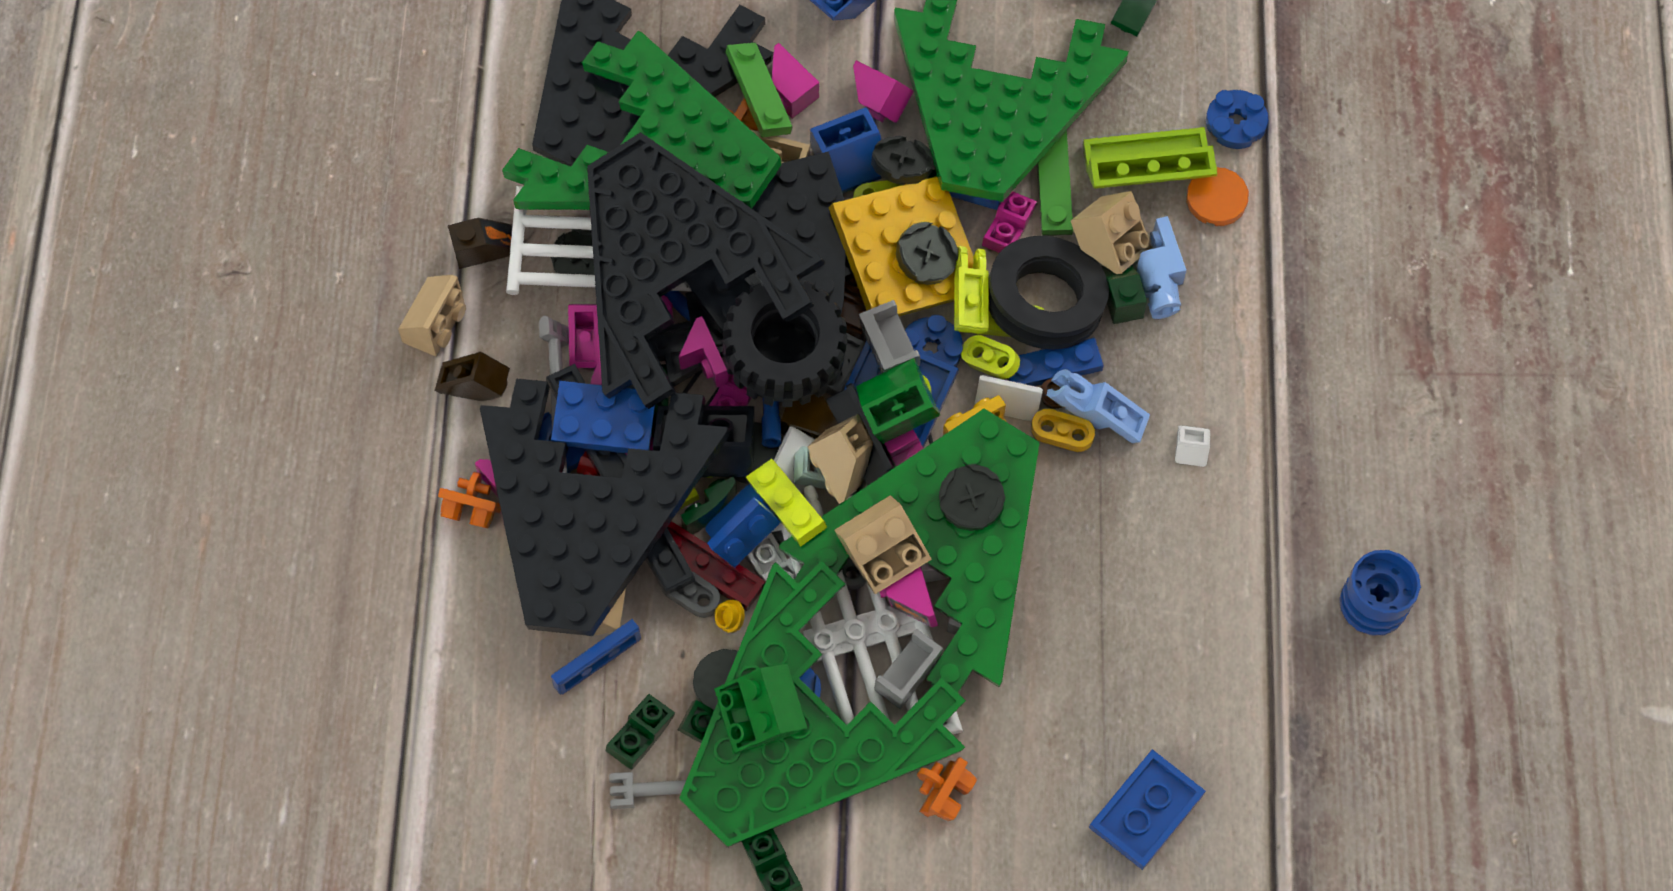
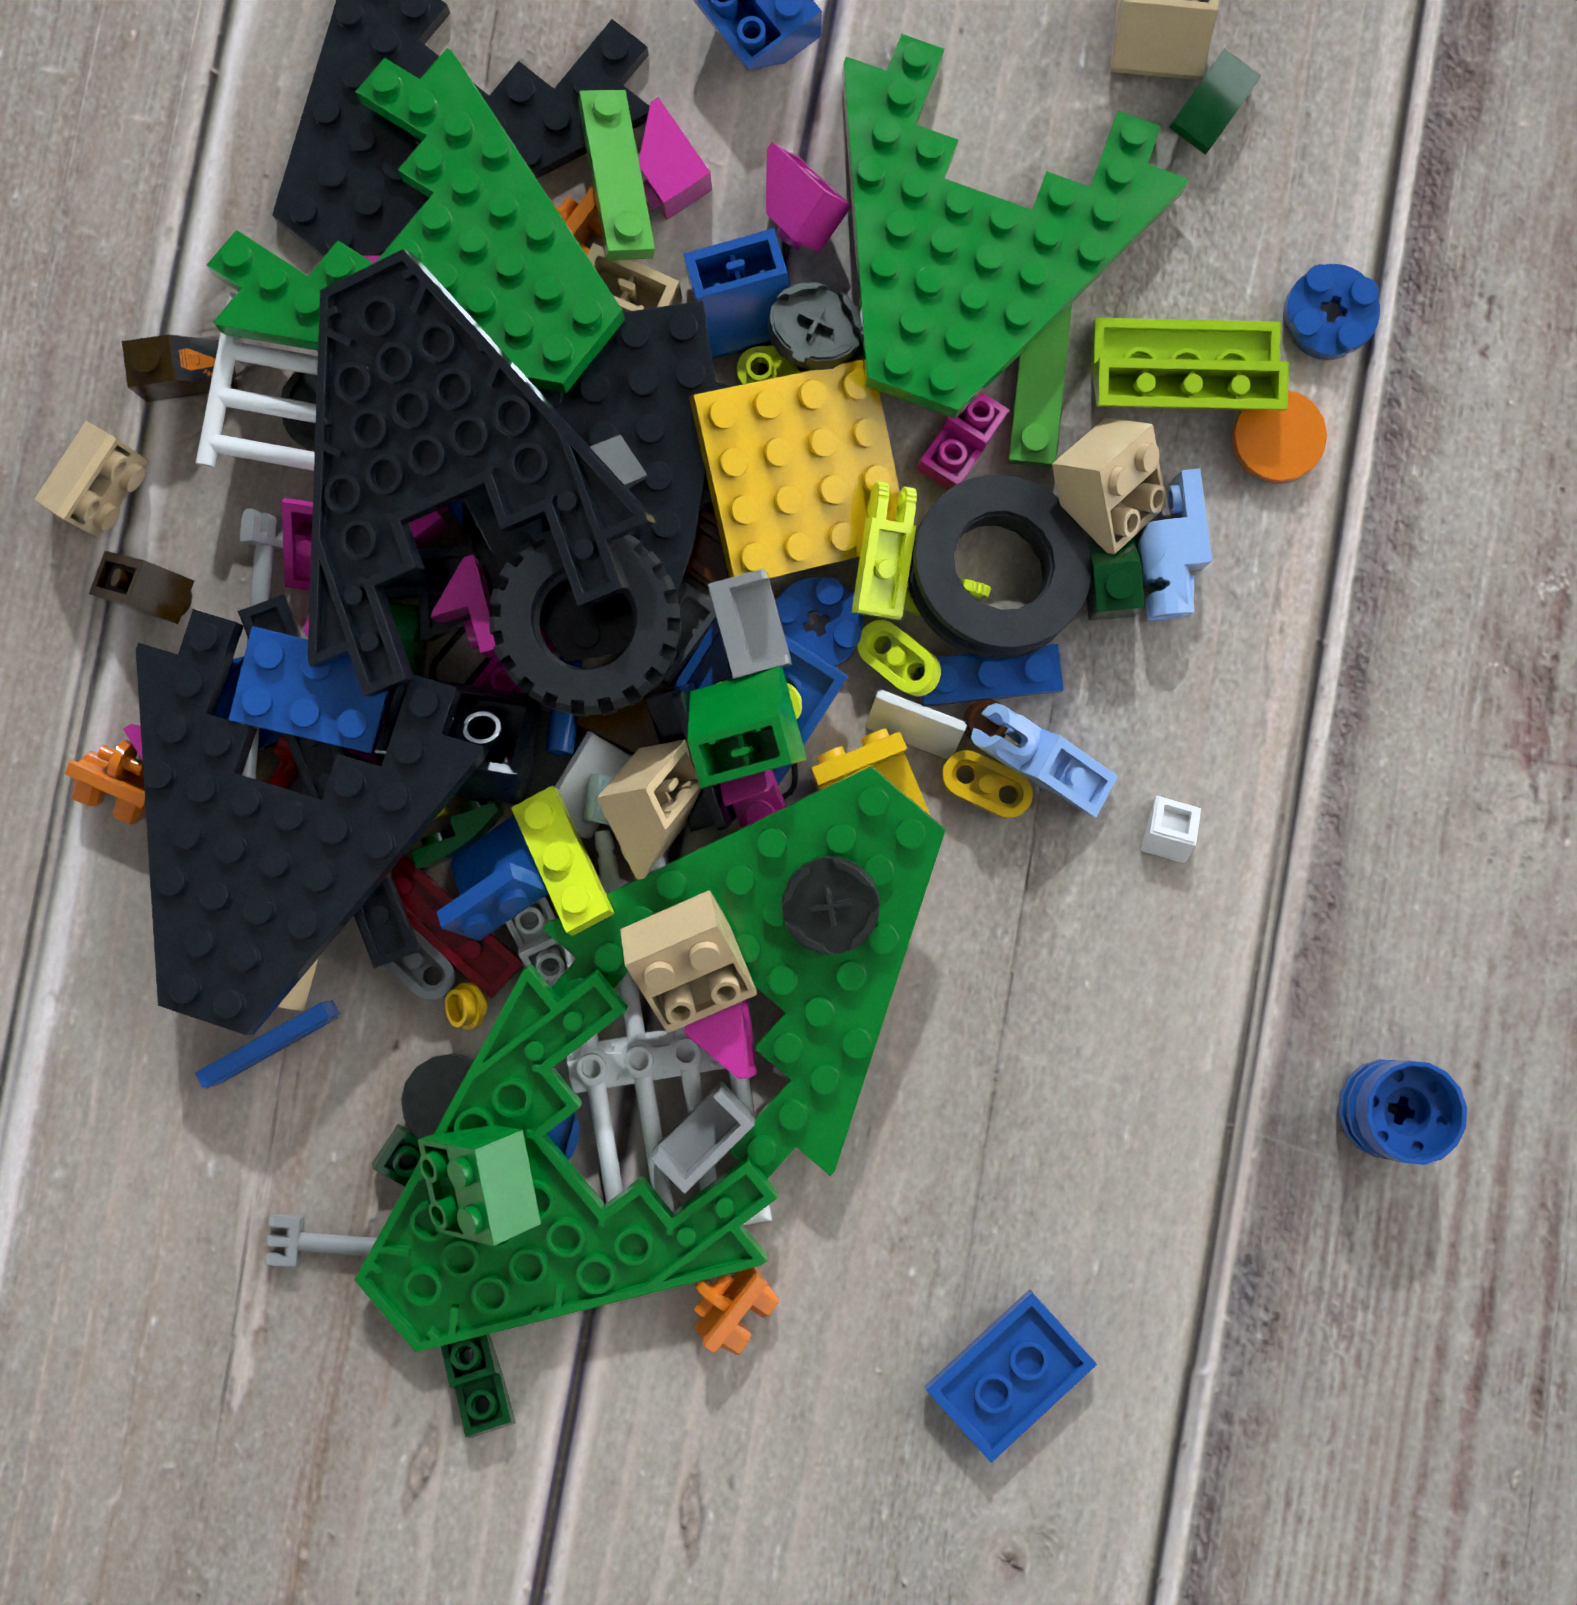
camera: 10 degrees right, 20 degrees up
(640, 732) = (319, 1158): dark green slope -> none
(926, 253) = (827, 487): pearl dark grey tile -> none

